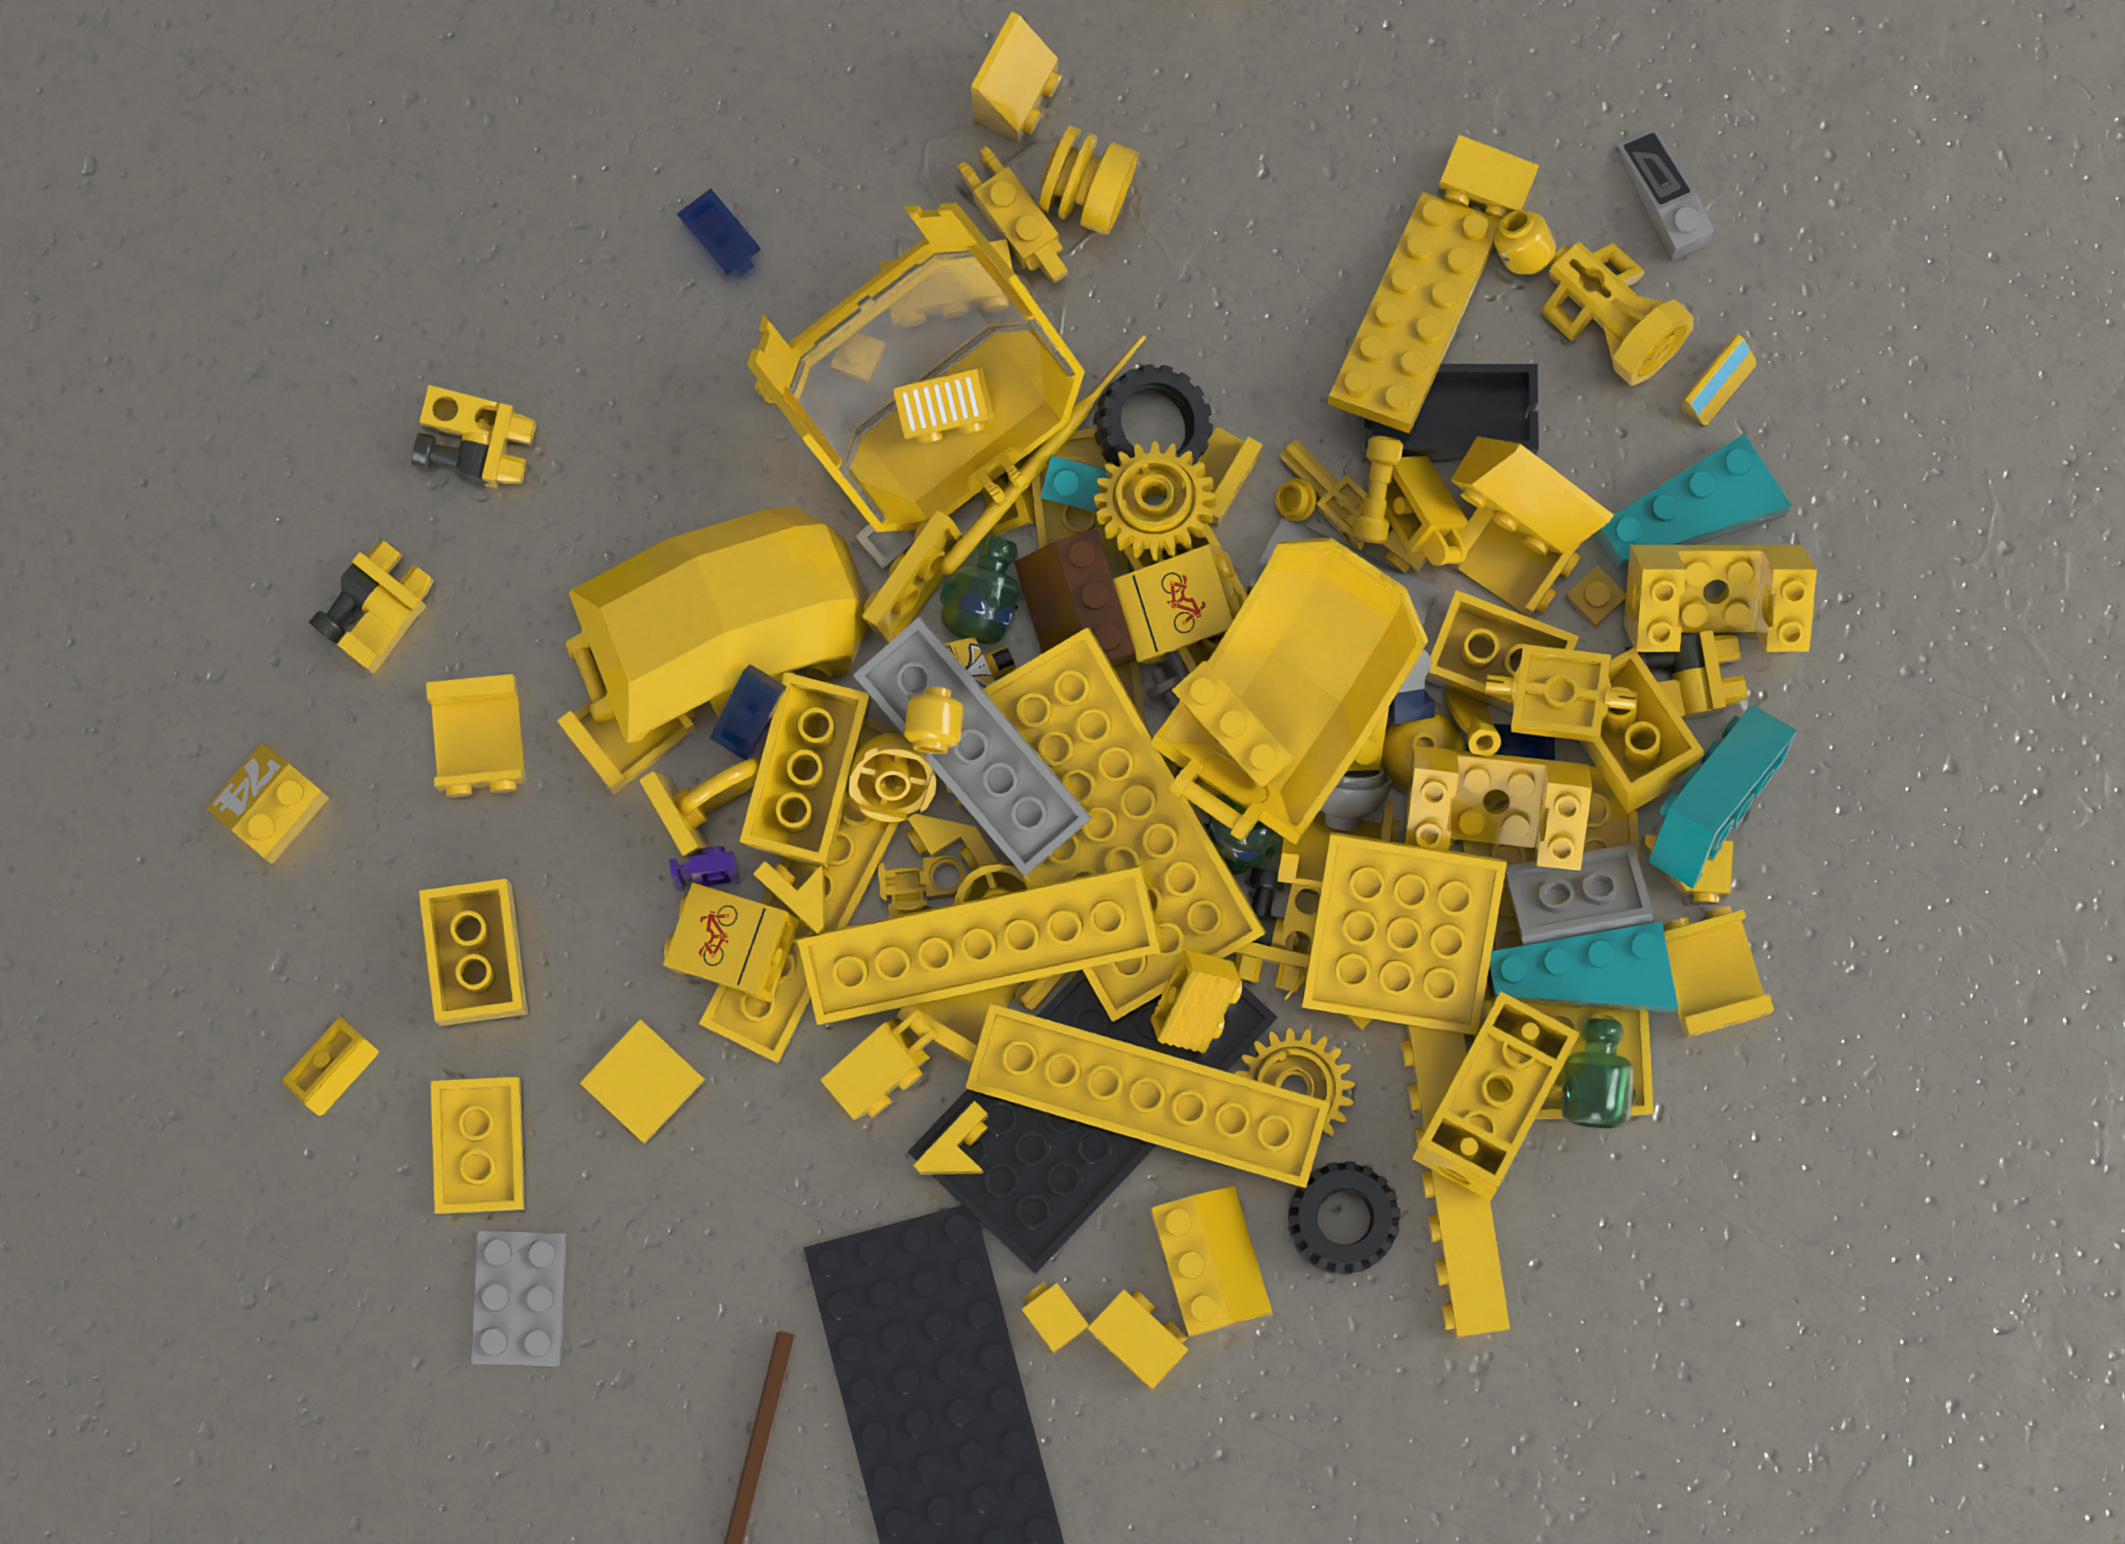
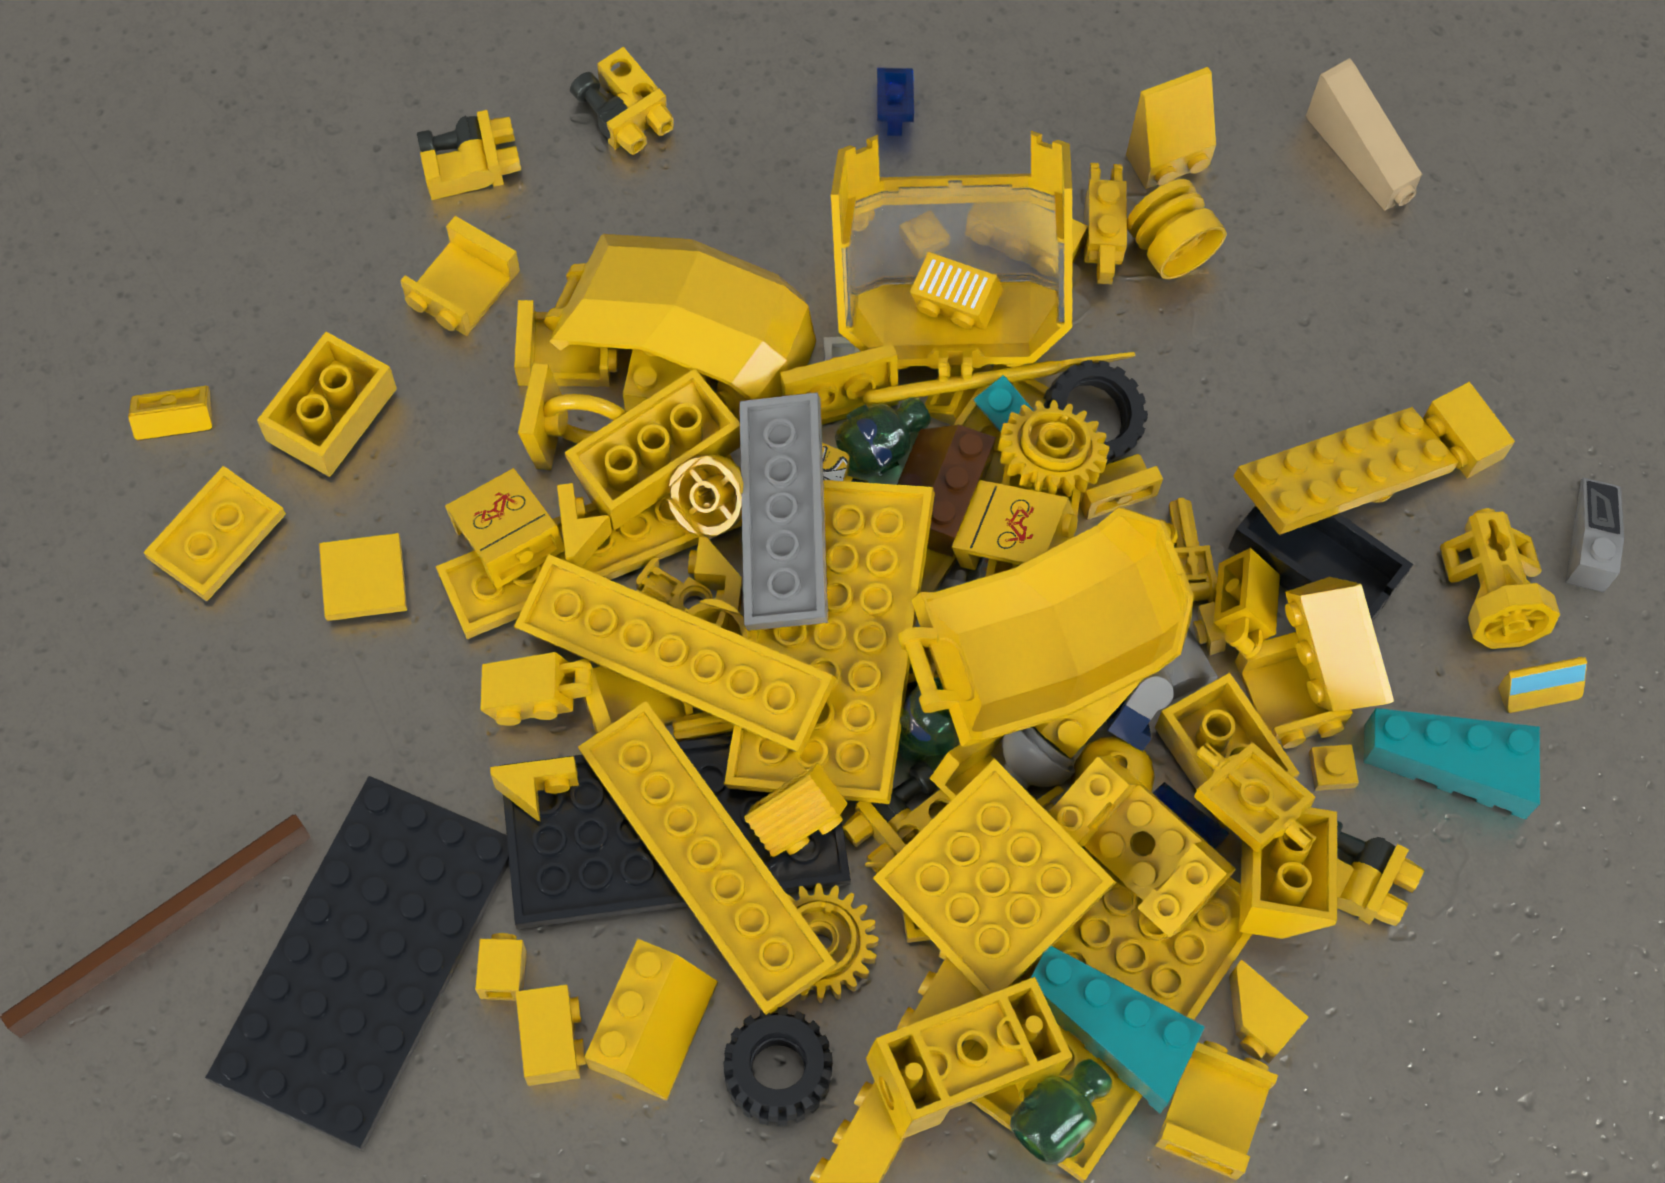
camera: 35 degrees right, 15 degrees down
(267, 803) = (287, 224): yellow slope -> none
(519, 1298) = (146, 658): light grey plate -> none
(710, 869) = (532, 462): dark purple plate -> none
(748, 712) = (646, 373): clear blue plate -> none
(934, 721) = (767, 464): yellow head -> none
(1233, 724) = (984, 627): yellow plate -> none
(1372, 524) = (1248, 538): yellow piece -> none
(1475, 721) = (1170, 779): yellow piece -> none
(1524, 242) = (1464, 485): yellow head -> none
(1573, 903) = (1146, 959): light grey plate -> none
(1719, 793) = (1323, 970): teal wedge -> none
(1764, 594) = (1470, 853): yellow plate -> none

